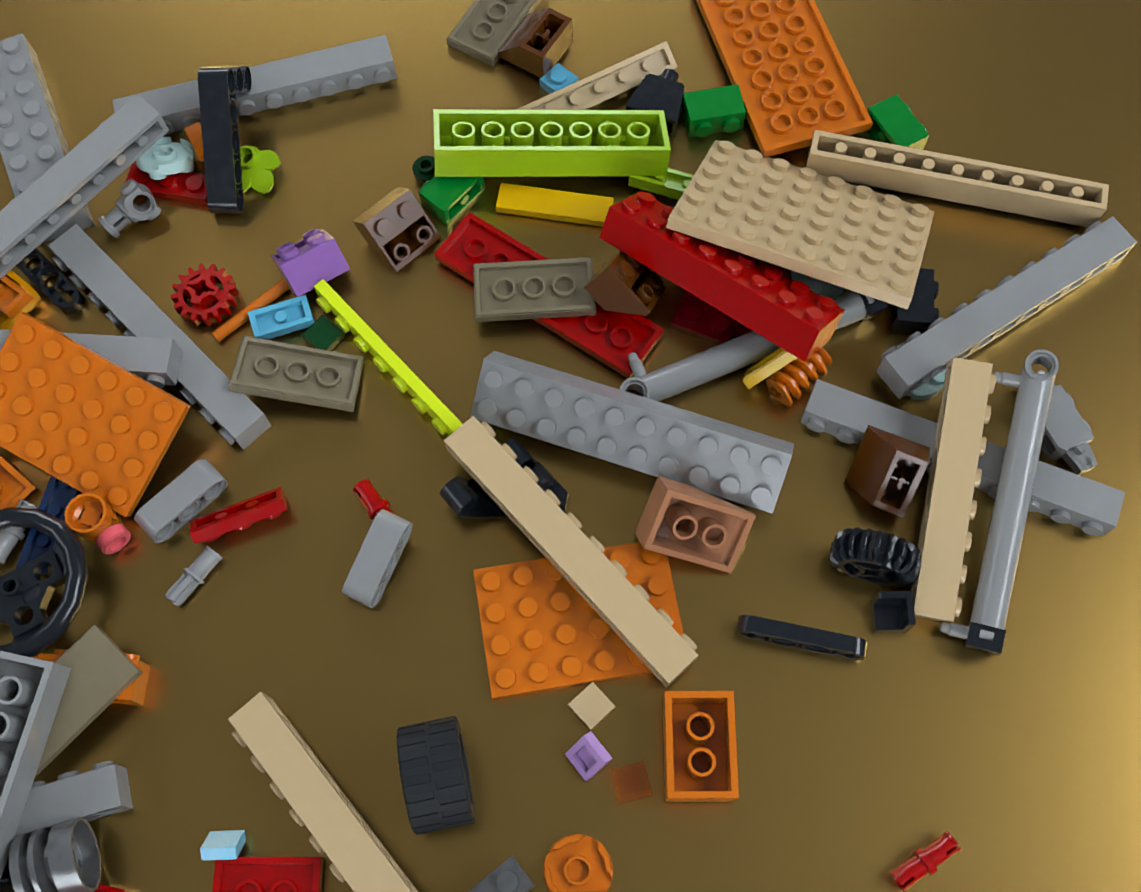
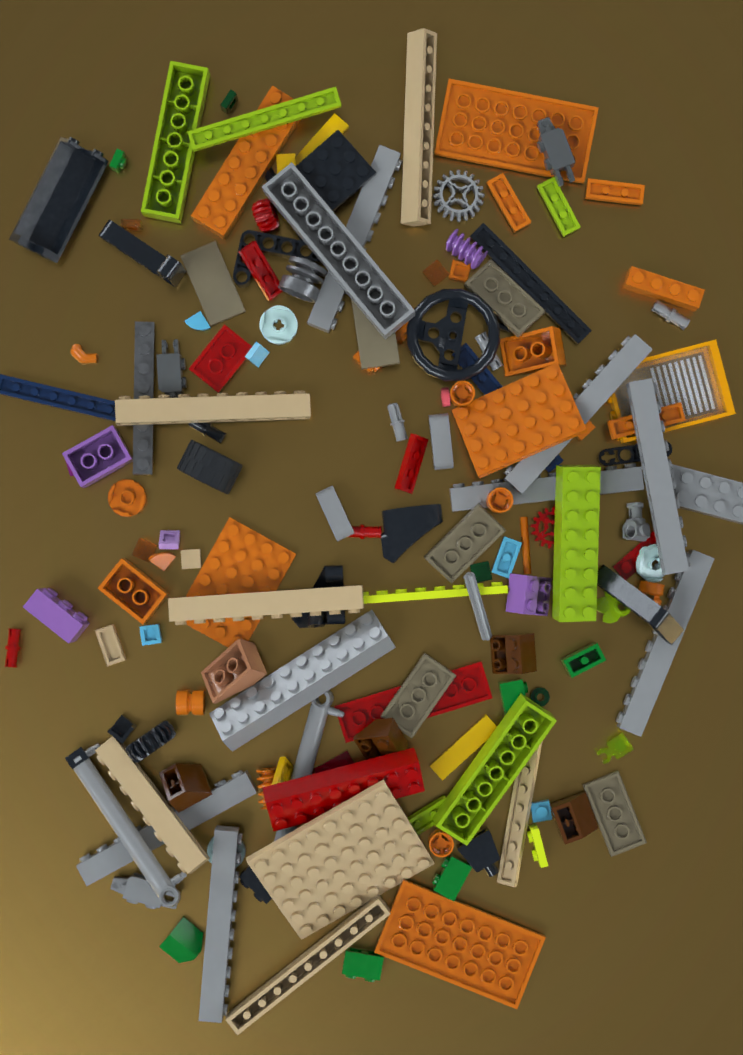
camera: 125 degrees right, 20 degrees up
(176, 856) = (272, 316): none -> light aqua plate
(194, 246) = (576, 543): none -> lime brick
(203, 361) = (499, 500): none -> orange wheel
(331, 455) = (406, 526): none -> black panel
(342, 149) = (583, 659): none -> green brick
(365, 300) = (477, 605): none -> light grey axle
(389, 826) = (209, 430): none -> black axle
(419, 55) = (617, 746): none -> clear neon green plate
(599, 50) = (538, 852): none -> neon yellow plate
(624, 744) = (162, 559): none -> orange tile
(686, 145) = (440, 843): none -> orange wheel
(738, 677) = (150, 634): none -> medium azure plate
(778, 548) = (190, 702): none -> orange wheel
(799, 723) = (110, 645): none -> tan tile
(801, 637) = (144, 678): black beam -> none
(825, 830) = (57, 614): none -> medium lavender brick
(1068, 334) = (183, 942): none -> green slope

